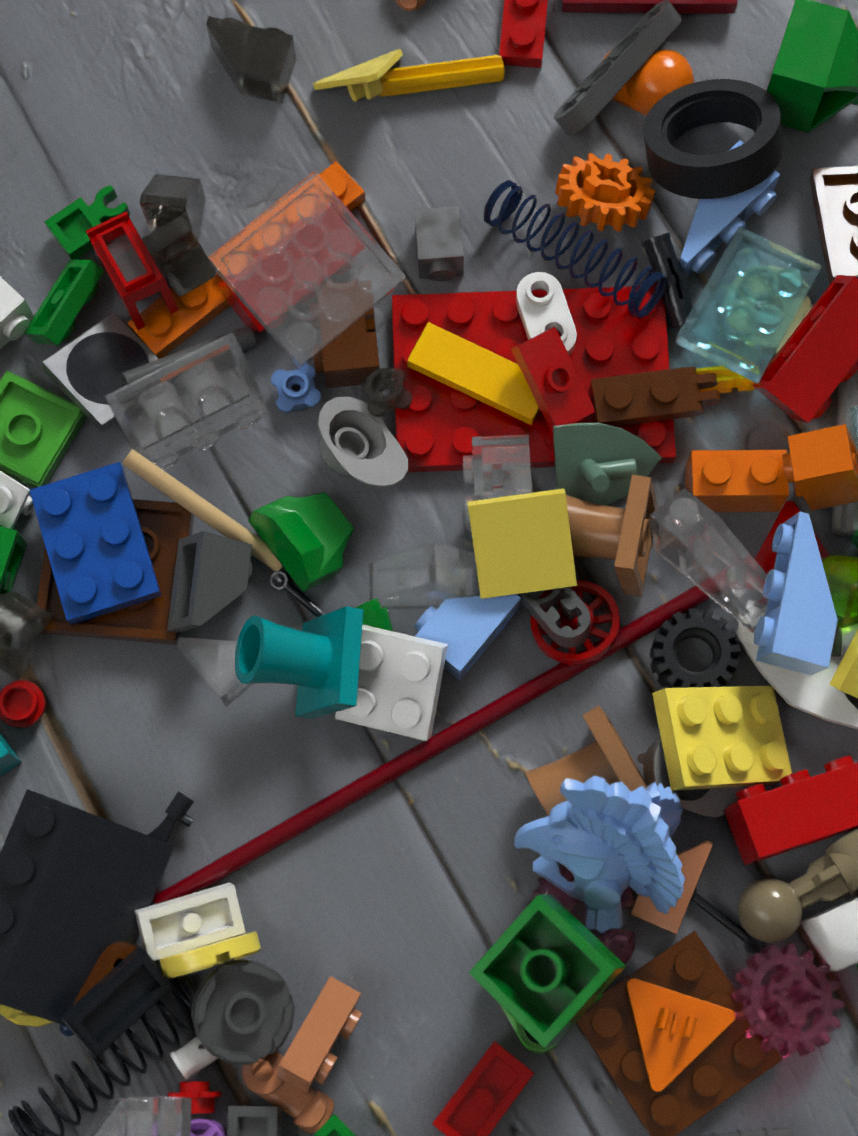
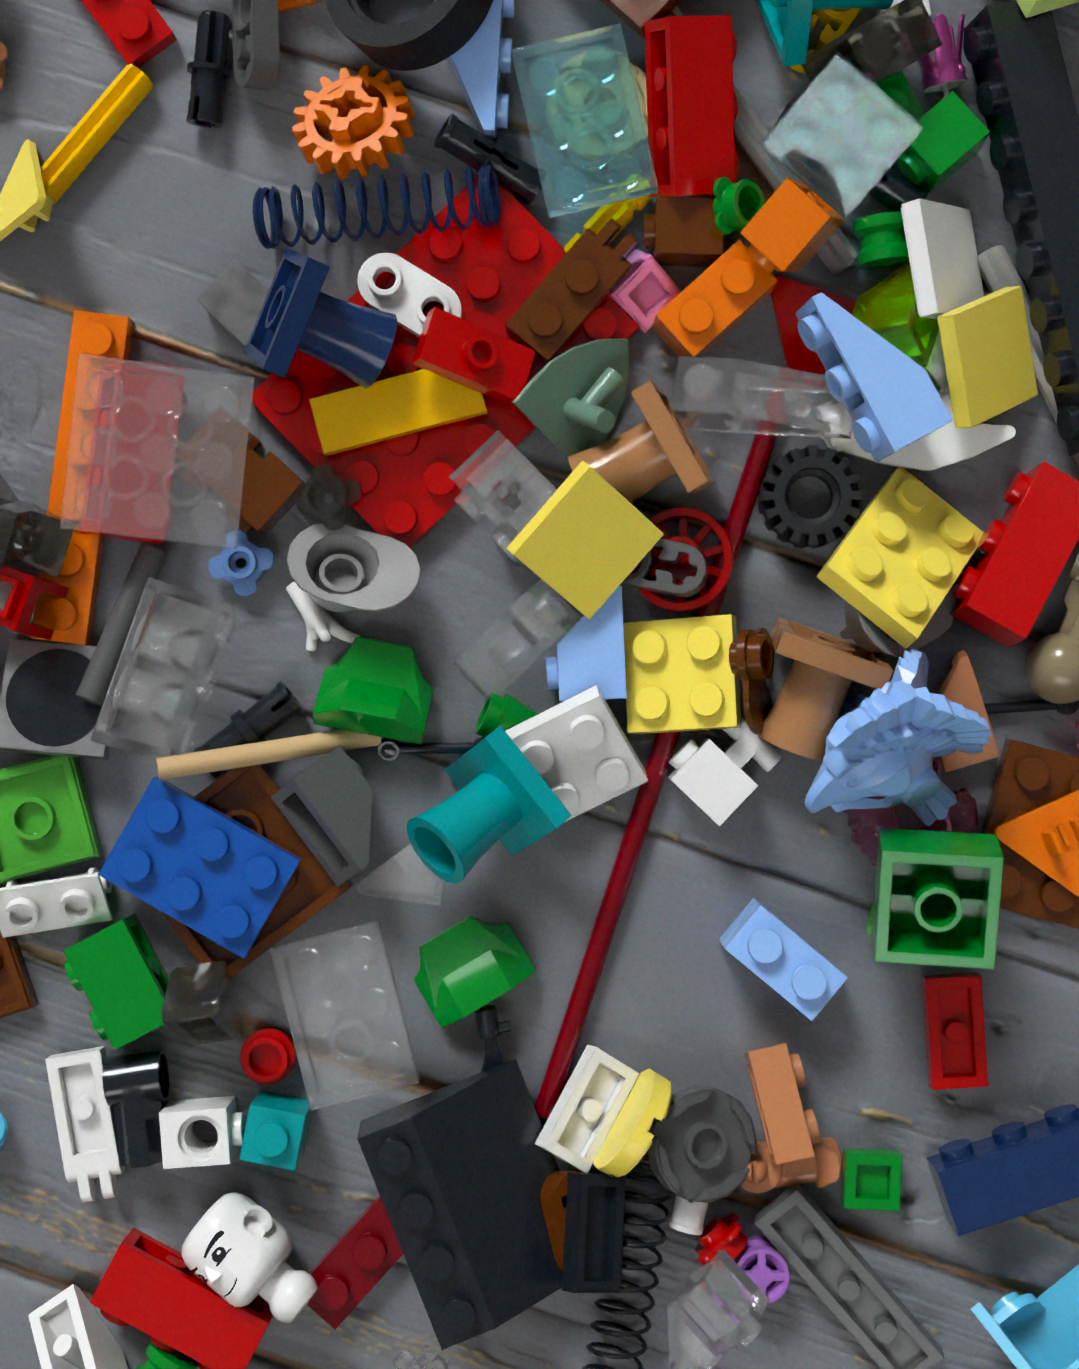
camera: 40 degrees left, 15 degrees up
(94, 720) = (345, 1014): none -> clear plate
(202, 761) = (470, 968): none -> green slope
(216, 490) = (254, 723): none -> black pin
(310, 461) = (317, 620): none -> white bar
(409, 937) = (782, 959): none -> light blue brick
(472, 778) = (715, 777): none -> white brick
(476, 281) = (319, 325): none -> dark blue plant
(510, 693) = (681, 675): none -> light yellow plate
(543, 97) = (209, 70): none -> black axle
(561, 723) = (754, 662): none -> reddish brown plate
(697, 433) = (644, 289): none -> bright pink slope
(756, 421) = (682, 232): none -> reddish brown brick
(799, 421) = (735, 204): none -> green plate

